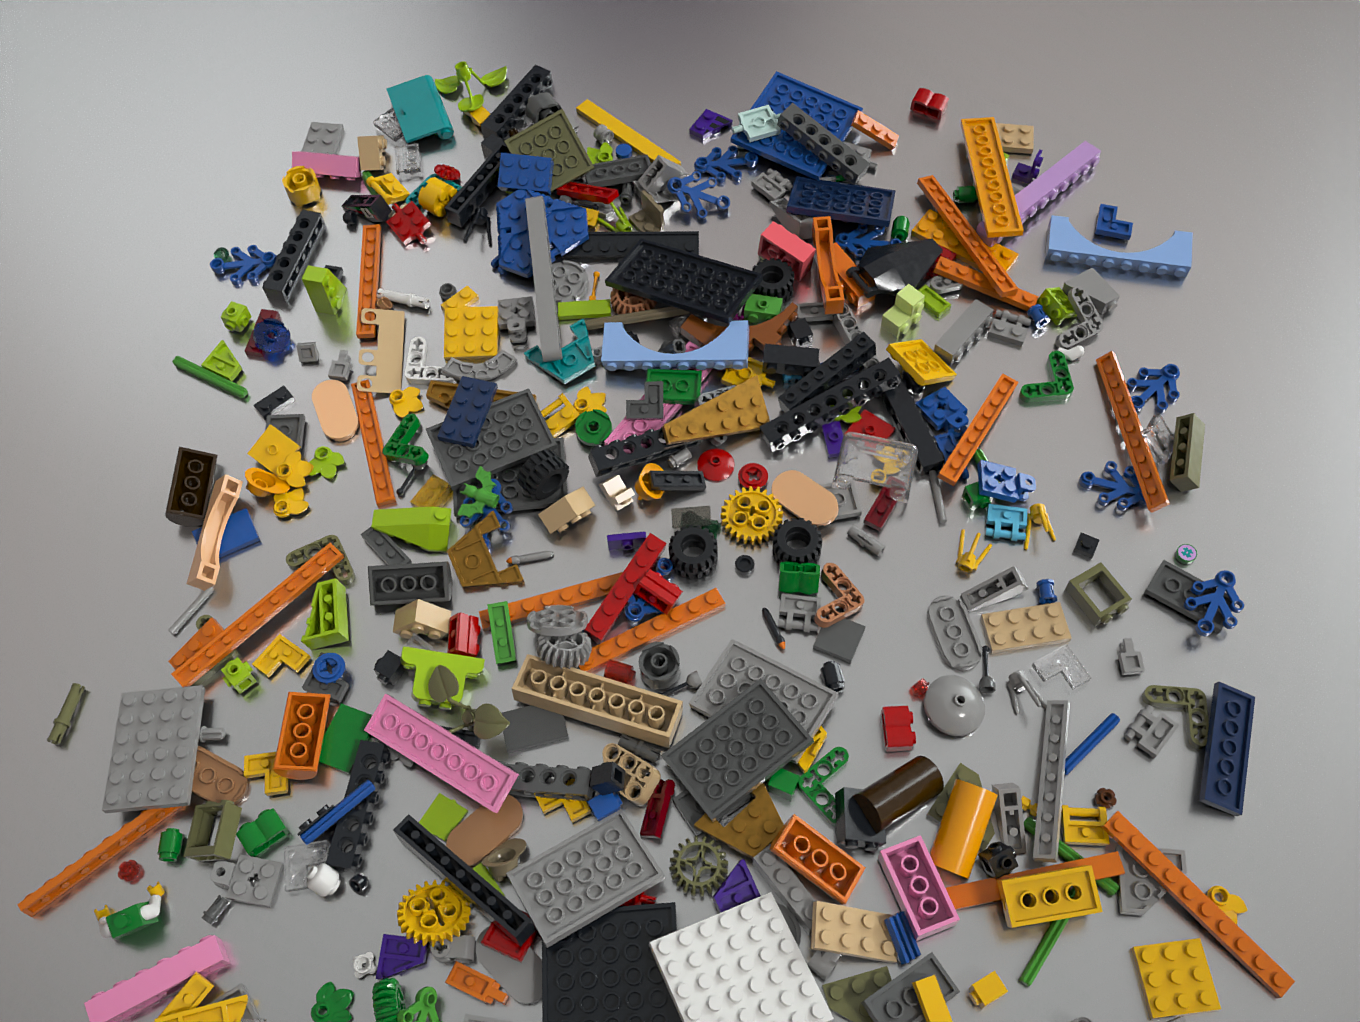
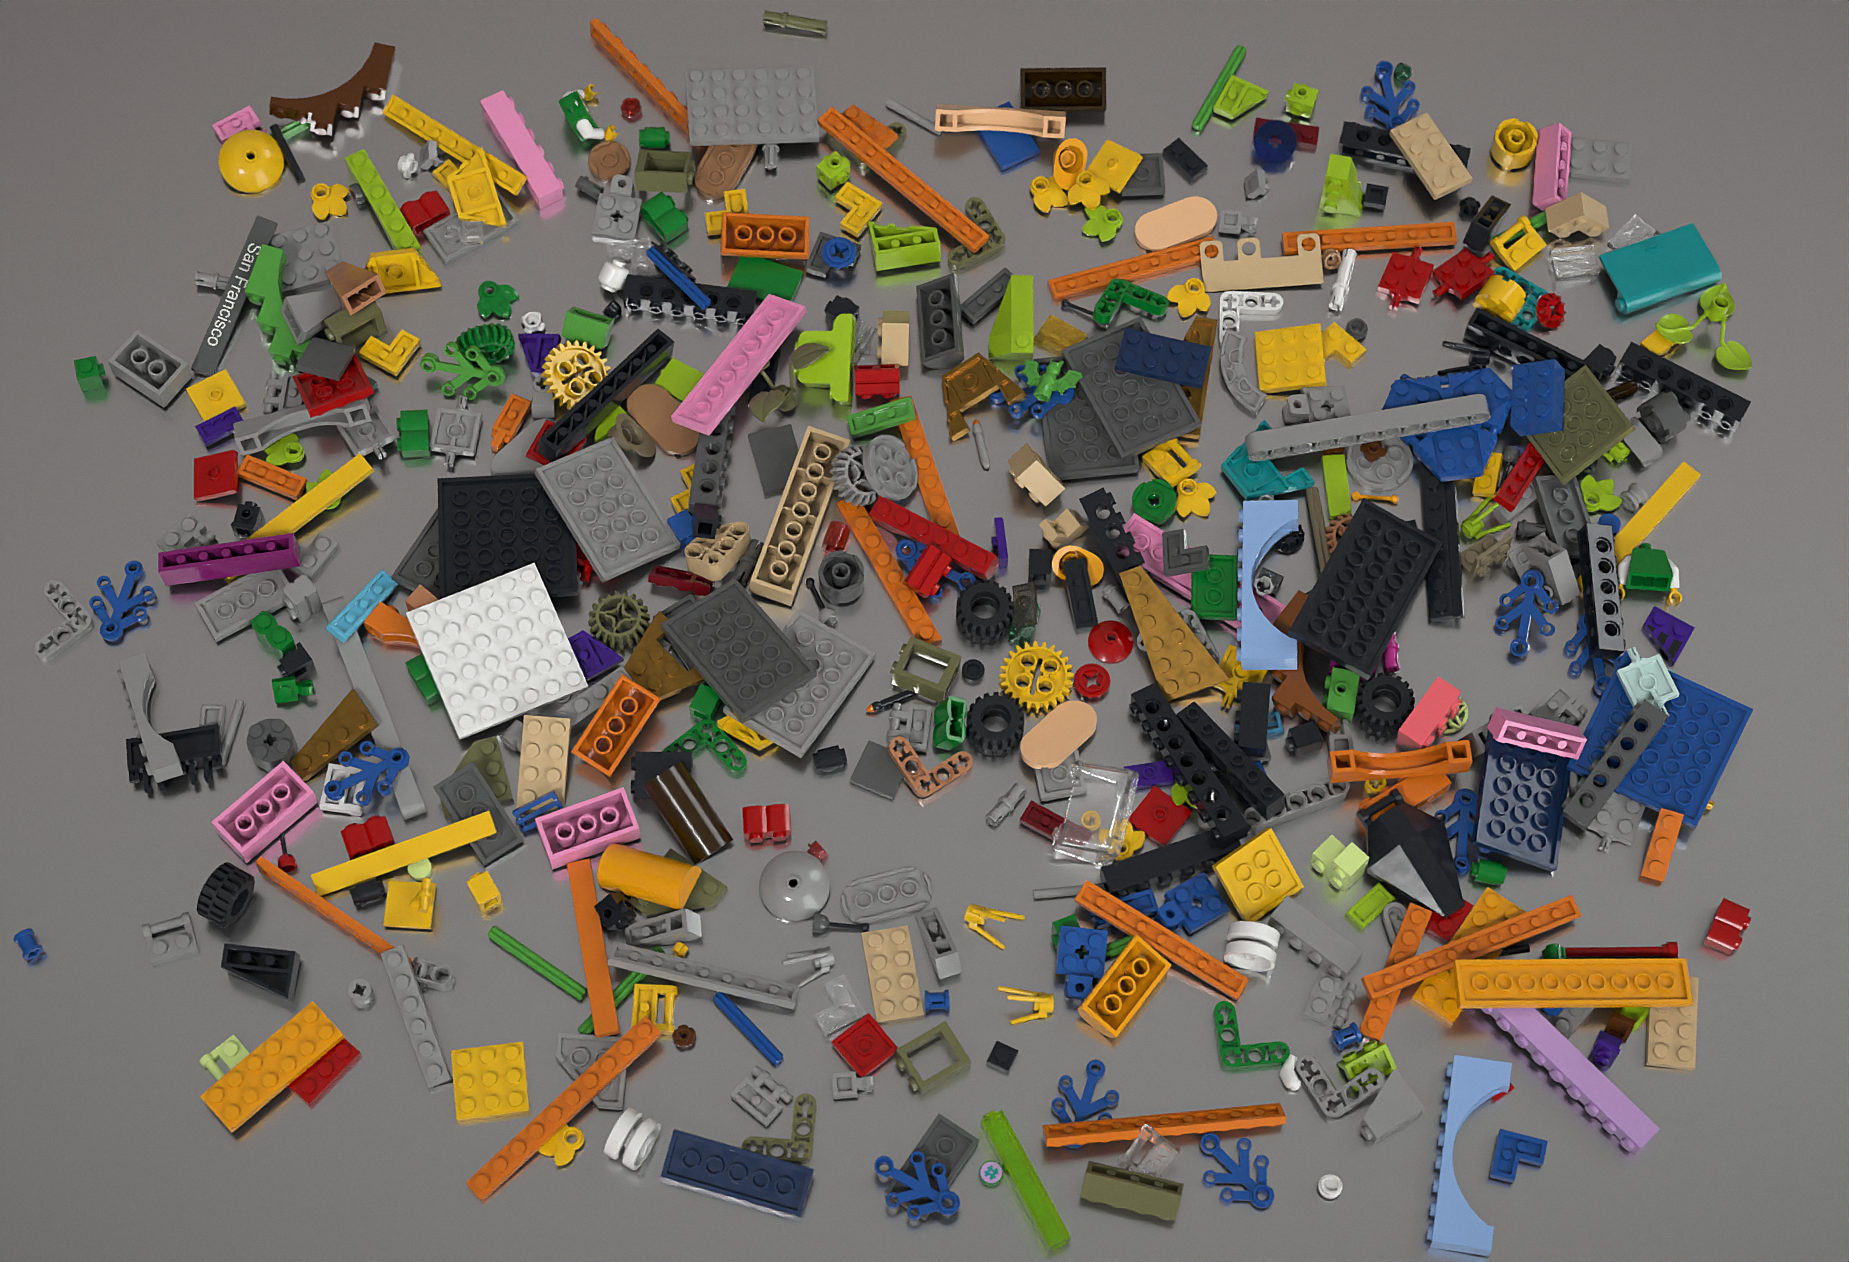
camera: 85 degrees right, 5 degrees up
(187, 892) = (609, 160): none -> medium nougat tile
(305, 232) = (1430, 156): none -> tan plate
(380, 904) = (587, 328): none -> bright green brick
(406, 259) = (1405, 278): none -> red plate
(543, 474) = (1072, 440): black tyre -> none
(559, 281) = (1370, 455): none -> reddish brown plate
(650, 511) = (1040, 566): none -> black brick
(664, 129) = (1649, 570): none -> green torso
(683, 150) = (1601, 608): none -> black brick
(754, 580) = (918, 684): none -> olive window
(802, 183) = (1536, 733): none -> bright pink brick
(949, 135) = (1667, 950): none -> red piece
(980, 367) = (1251, 946): none -> white wheel
(1009, 517) = (1038, 968): medium azure plate -> none
(1011, 161) = (1619, 1026): none -> reddish brown plate
(1021, 454) = (1123, 987): none -> light orange brick
(1061, 907) = (570, 949): yellow brick -> none
(1094, 647) = (864, 1046): none -> red plate
(1154, 330) = (1330, 1186): none -> white plate
(1191, 527) = (1025, 1181): none -> clear neon green brick
(1219, 836) = (632, 1138): none -> white wheel

